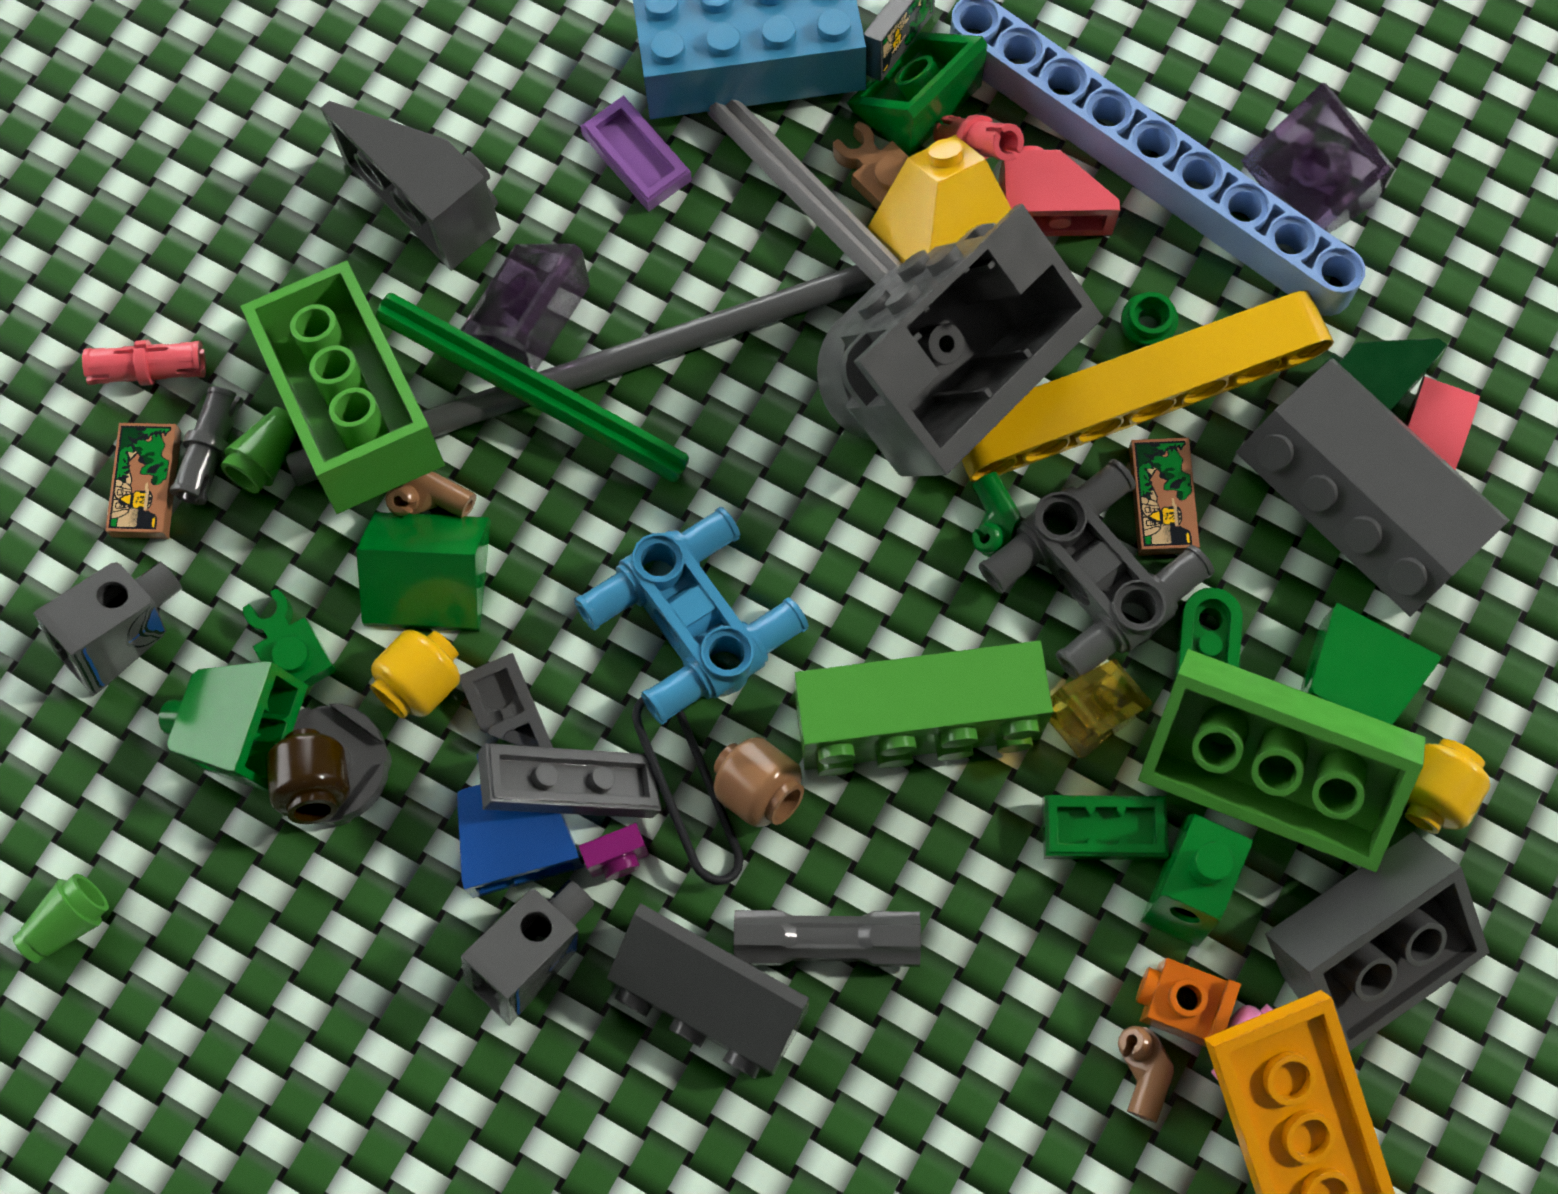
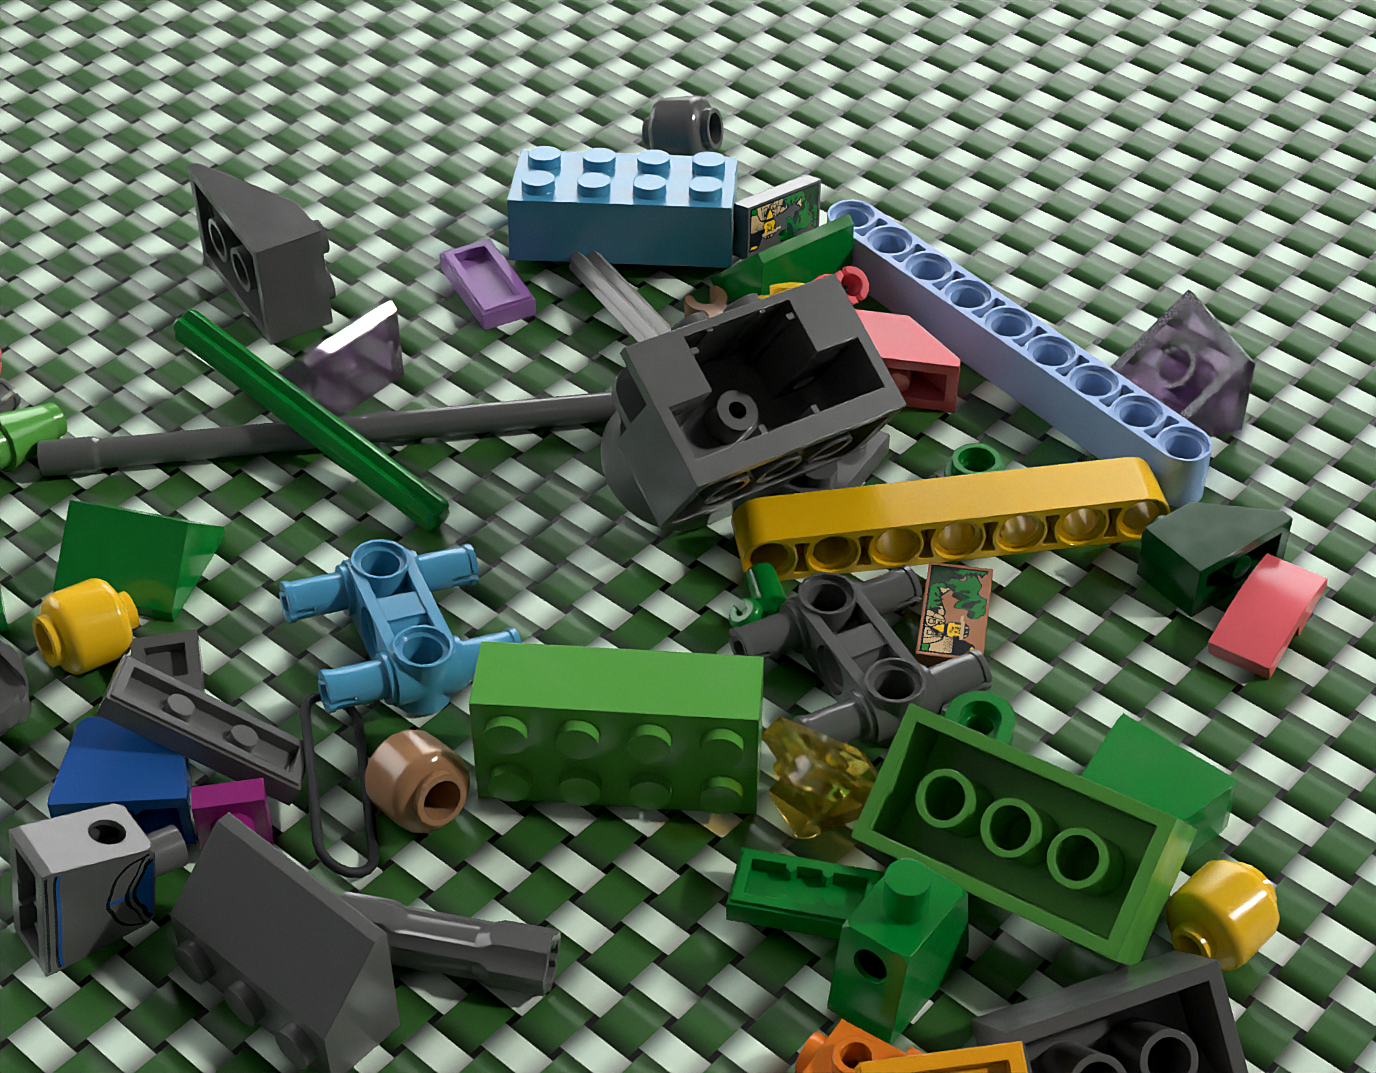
camera: 10 degrees right, 30 degrees down
(342, 387) = (115, 381): bright green brick -> none
(428, 493) = (168, 496): medium nougat arm -> none
(1371, 486) = (1187, 623): dark grey slope -> none

